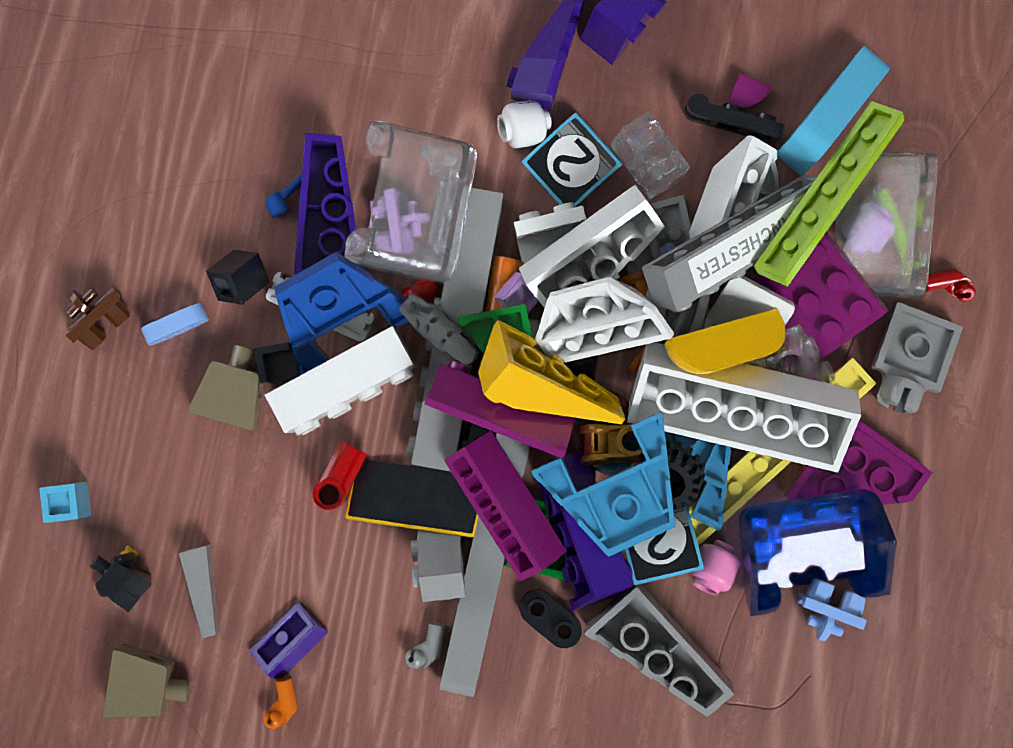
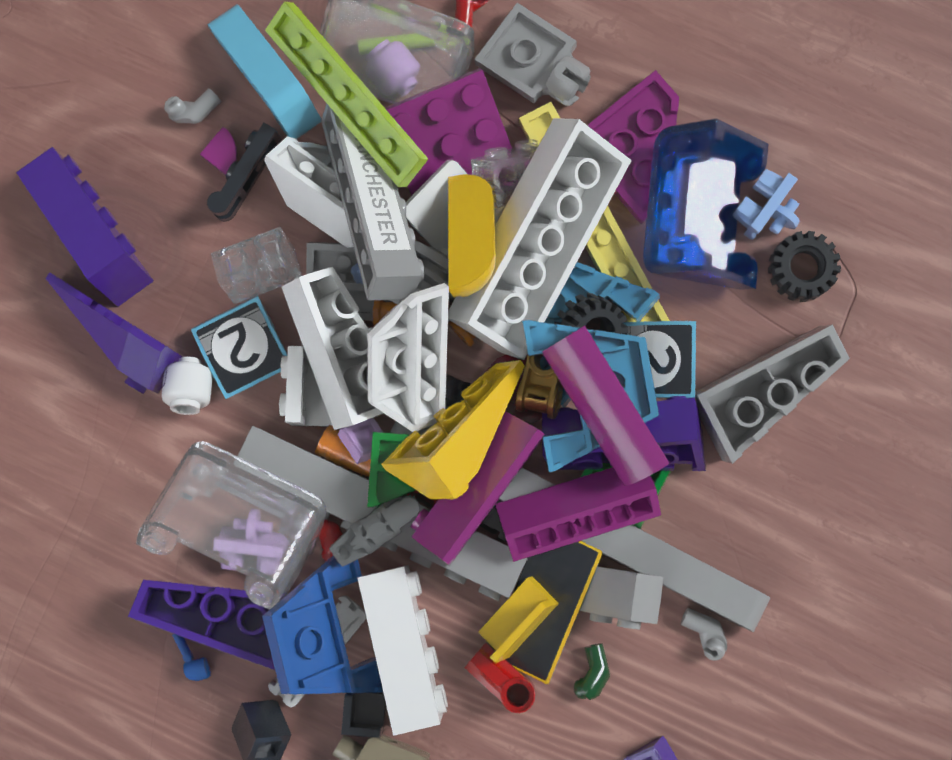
camera: 75 degrees left, 5 degrees down
(365, 560) = (597, 675): none -> dark green arm
(395, 476) = (517, 618): none -> yellow panel
(551, 618) = (708, 495): black plate -> none
(602, 506) = (605, 407): none -> magenta brick
(719, 568) = (699, 306): bright pink head -> none
(778, 54) = (191, 112): none -> light grey arm
(798, 670) = (825, 260): none -> black tyre

